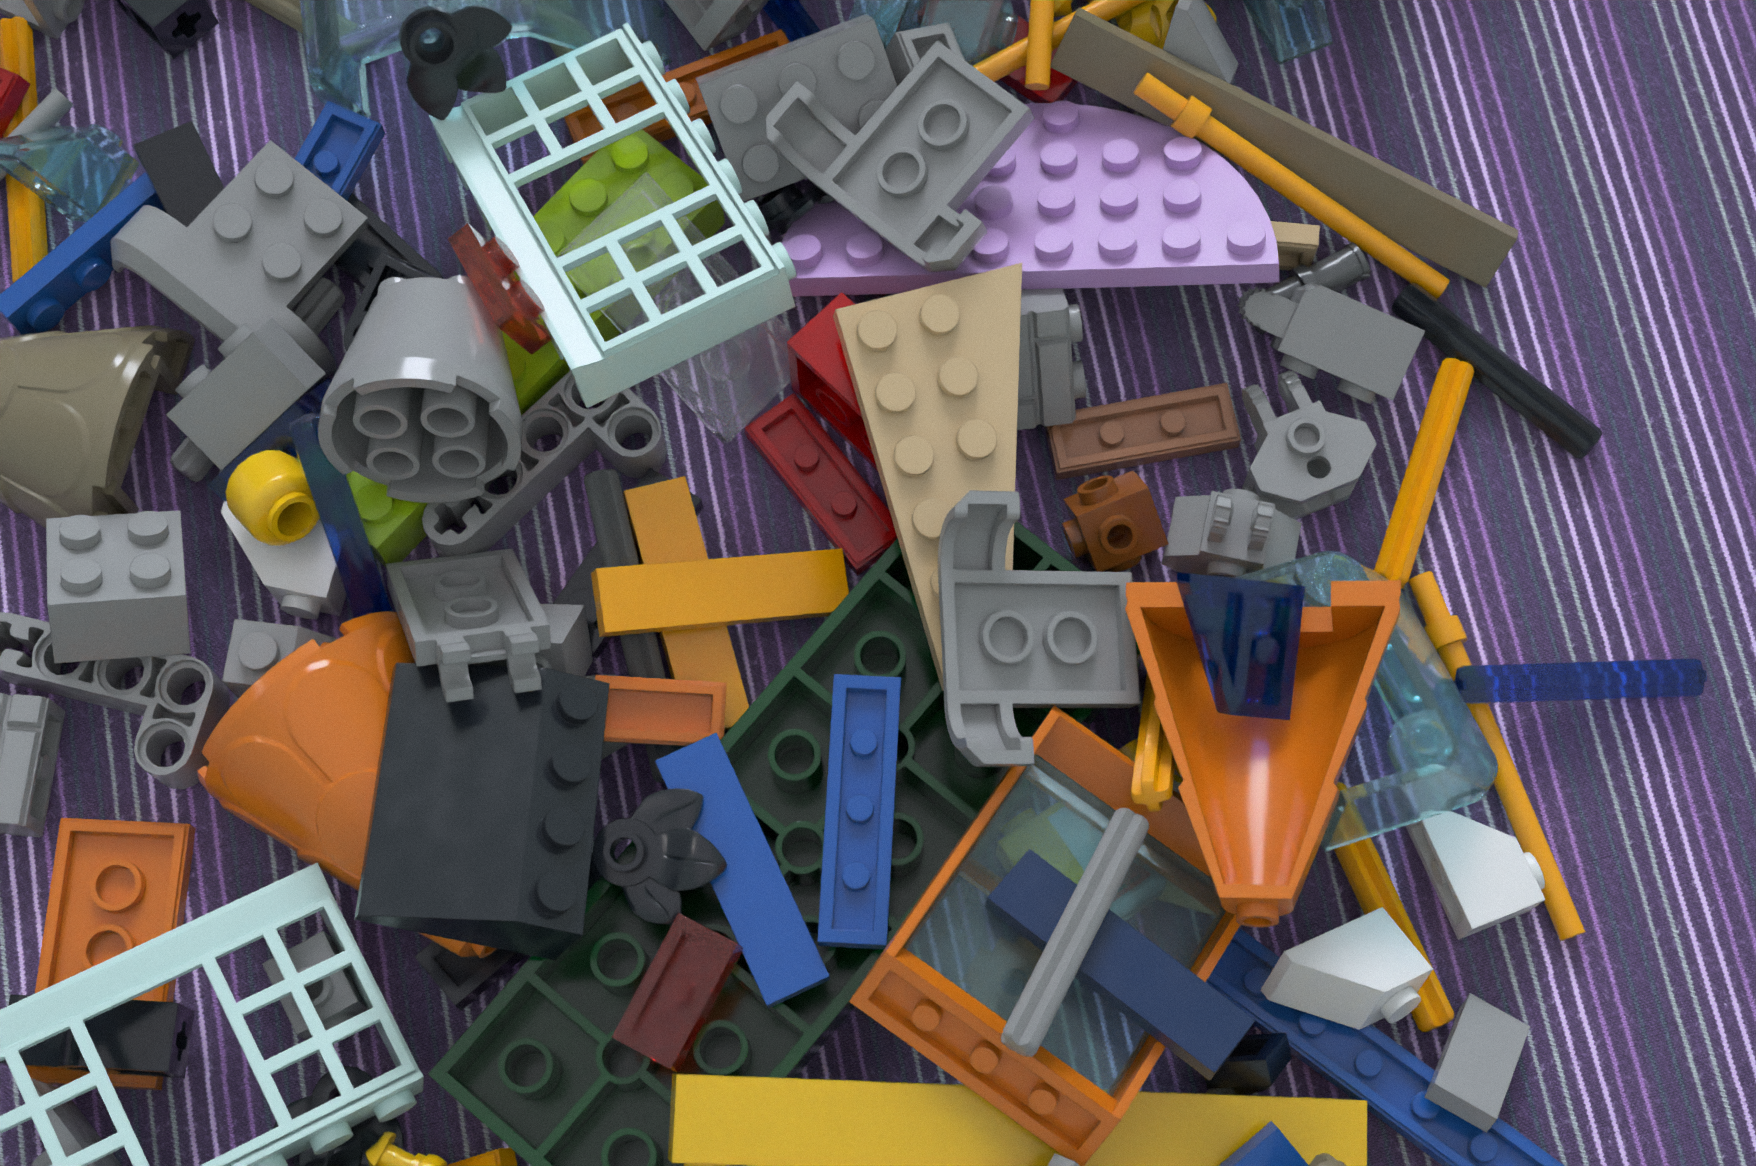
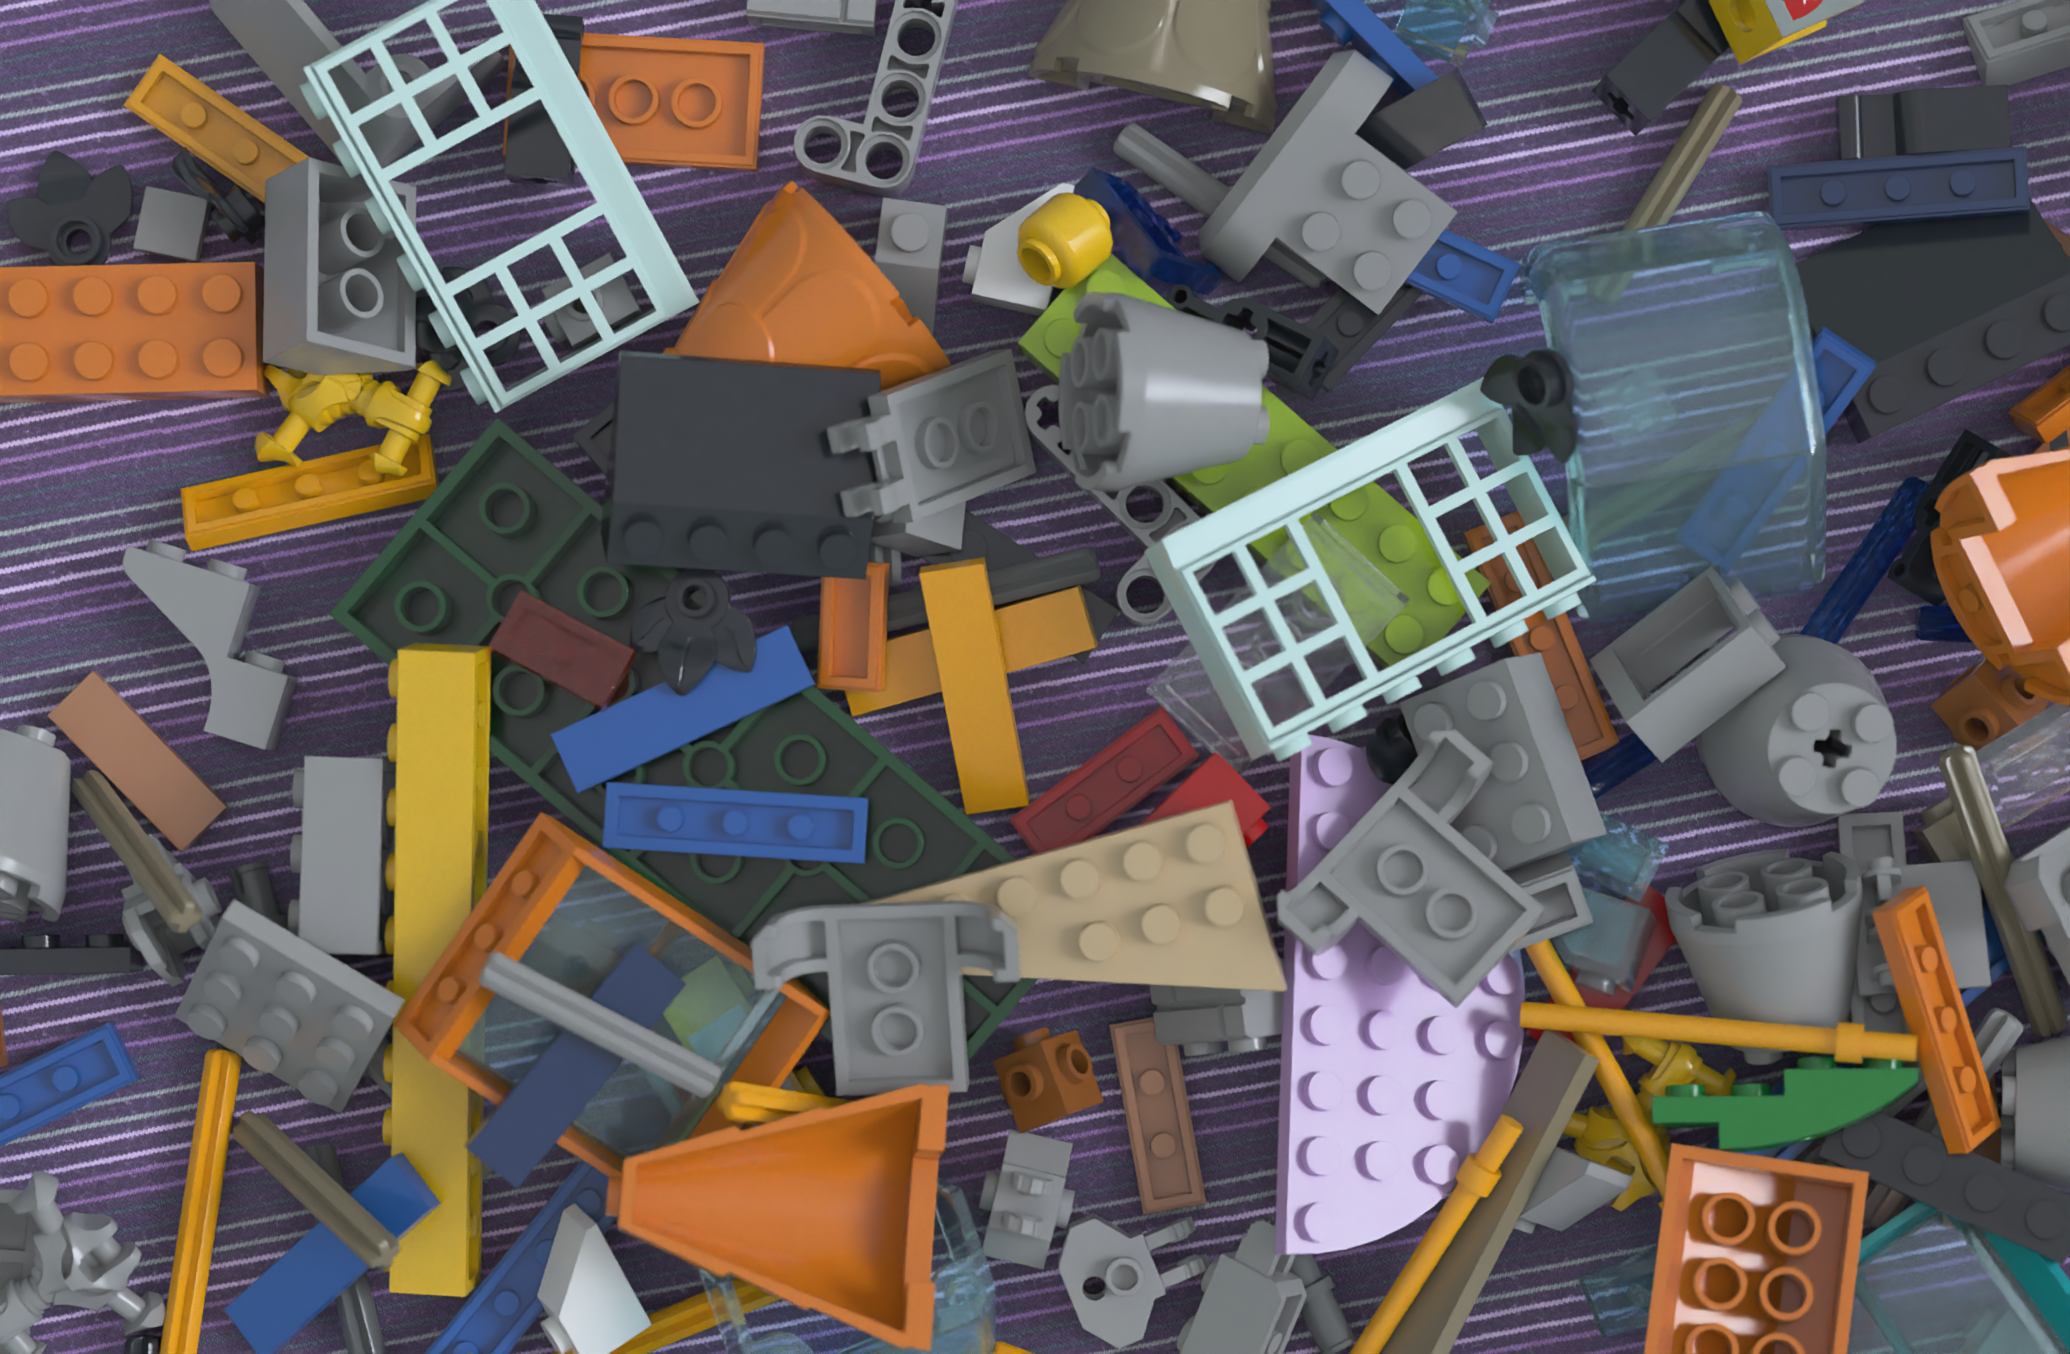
camera: 85 degrees right, 15 degrees up
(116, 586) = (981, 89): light grey brick -> none
(245, 392) = (1181, 202): light grey brick -> none
(340, 521) = (1028, 311): axle -> none
(507, 299) = (1241, 472): clear red plate -> none
(1245, 641) = (889, 1200): clear blue wing -> none
(1253, 1064) = (507, 1204): black plate -> none
(1295, 243) = (1355, 1274): tan tile -> none

